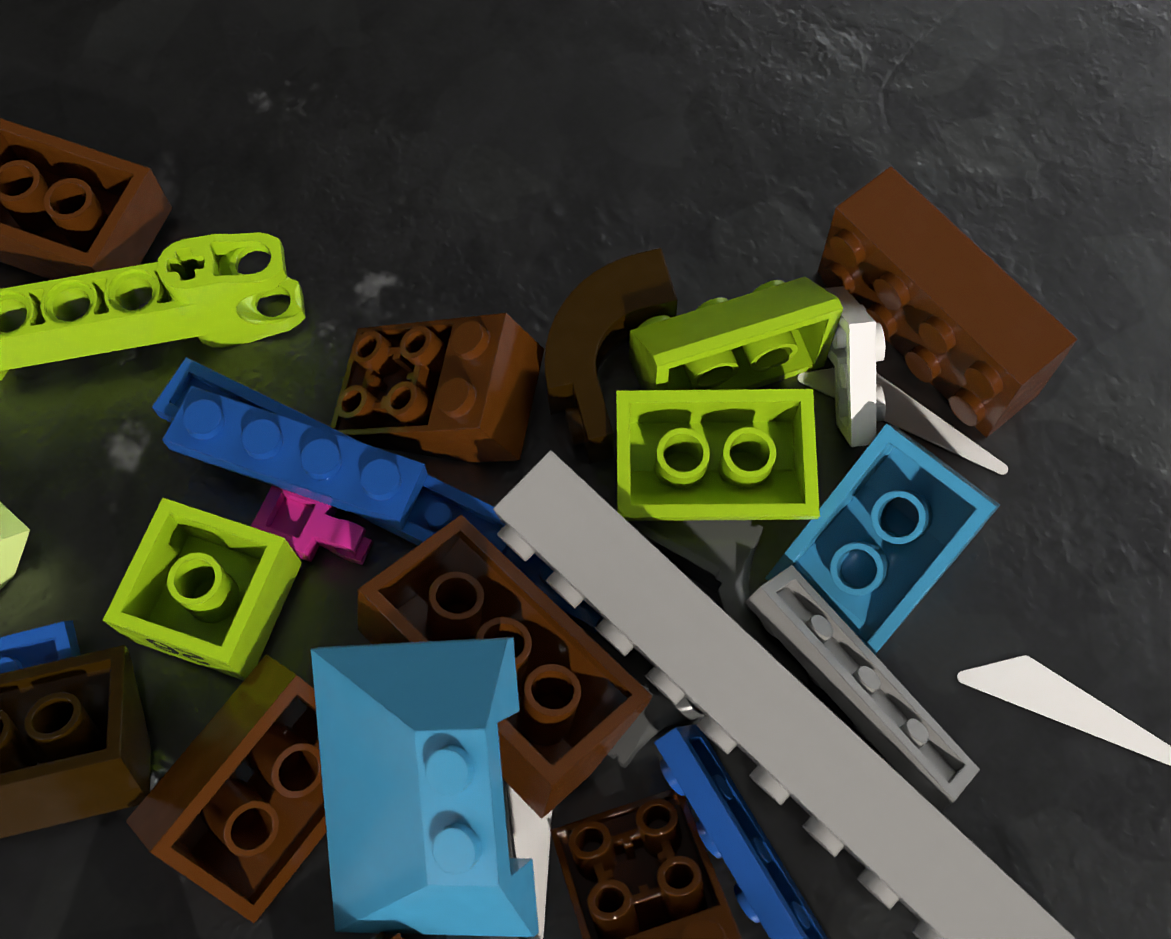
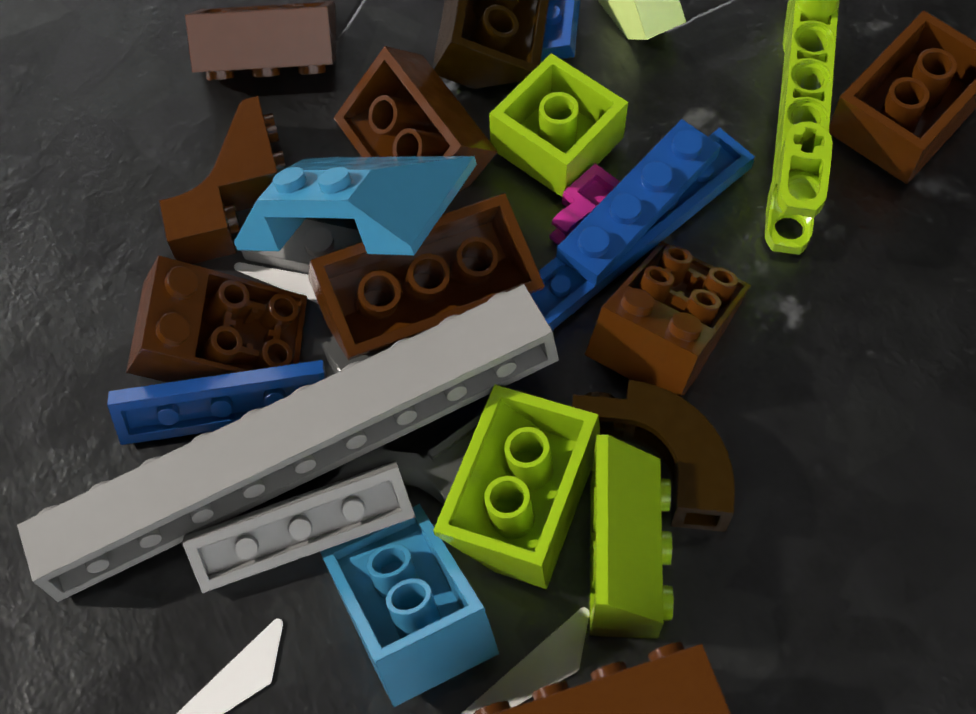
camera: 110 degrees right, 5 degrees down
(854, 352) = (570, 626): white plate -> none

